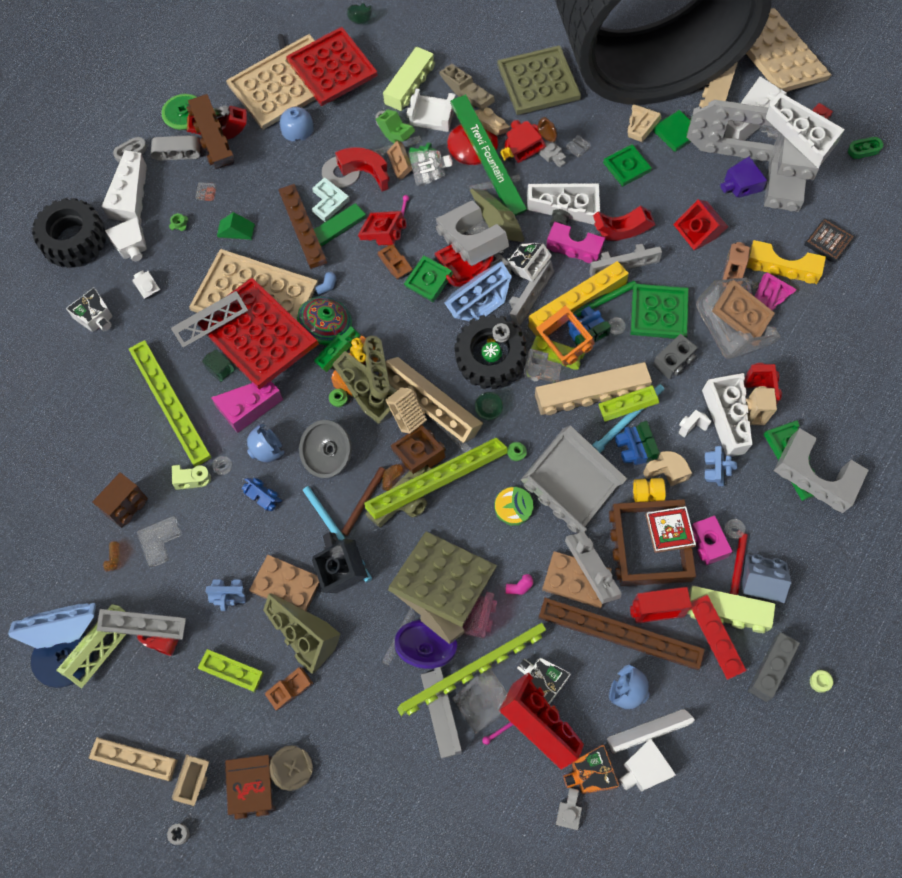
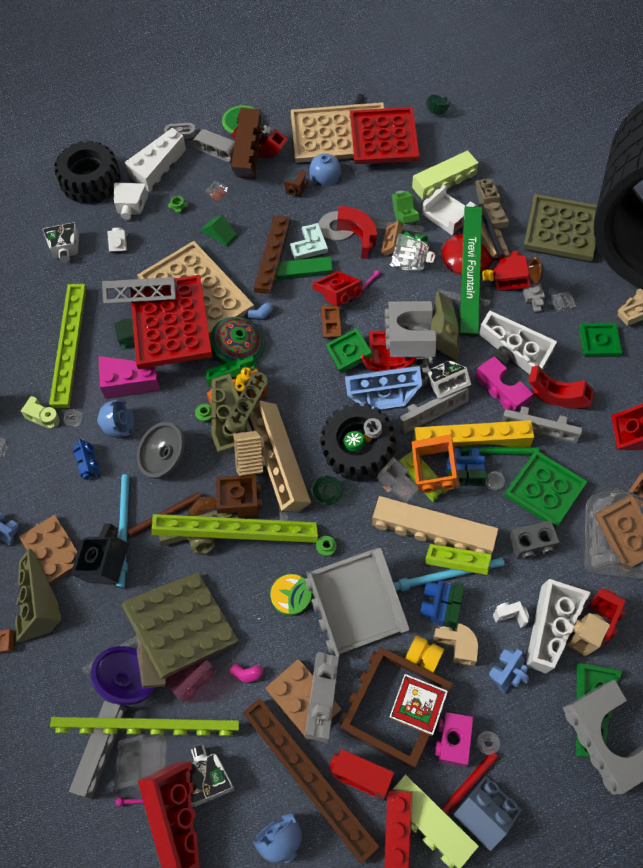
camera: 30 degrees right, 5 degrees down
(280, 155) = (296, 188): none -> reddish brown bracket
(486, 114) = (495, 241): none -> black bar

